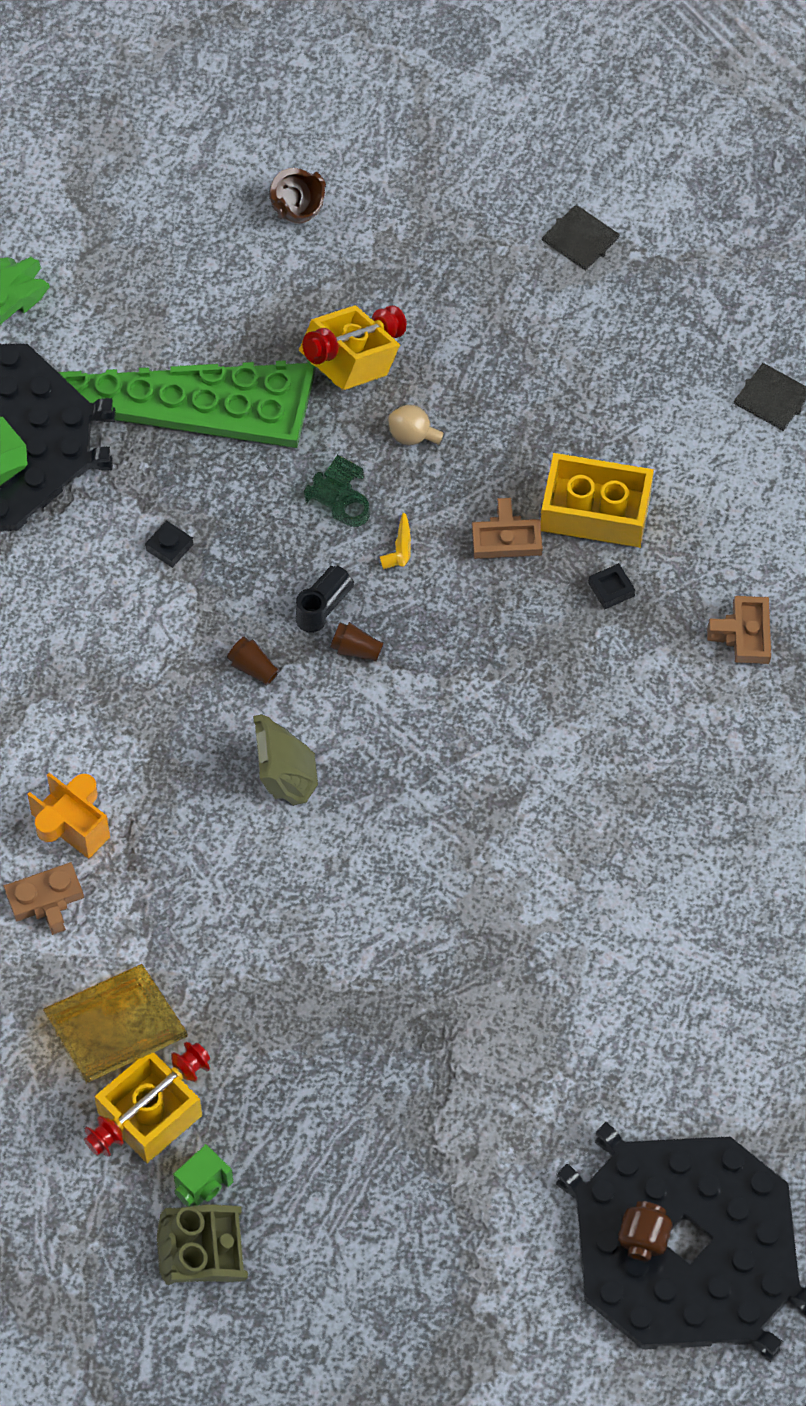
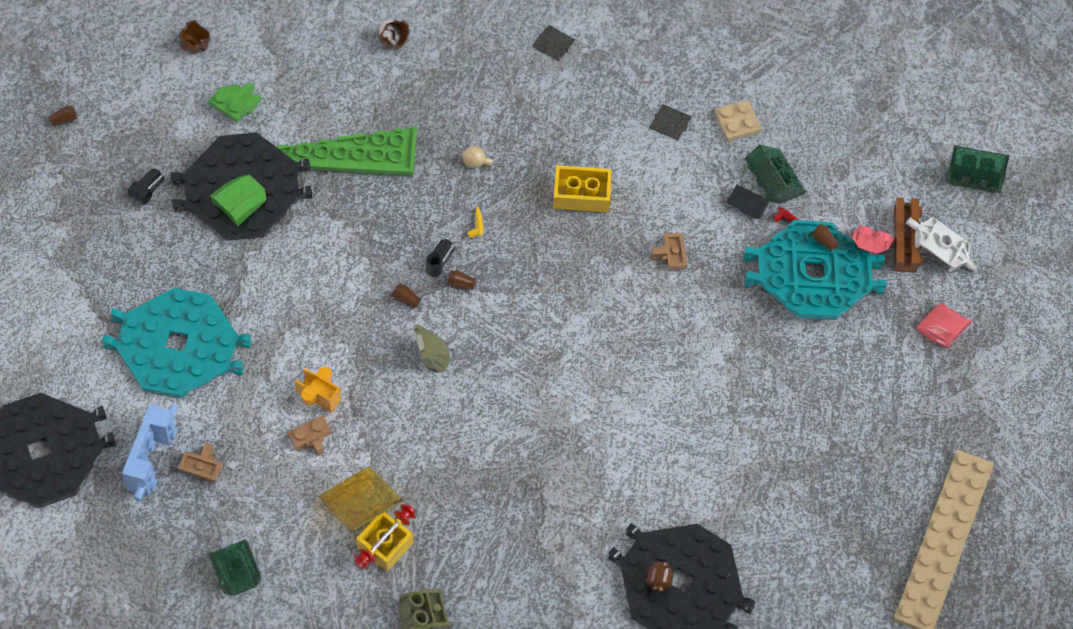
camera: 10 degrees left, 0 degrees up
(169, 544) = (350, 236): black plate -> none
(201, 1177) = (418, 575): bright green brick -> none
(338, 485) = (438, 194): clear green piece -> none
(354, 346) = (438, 116): yellow brick -> none
(506, 535) = (535, 212): medium nougat hinge -> none
(611, 586) = (596, 235): black plate -> none

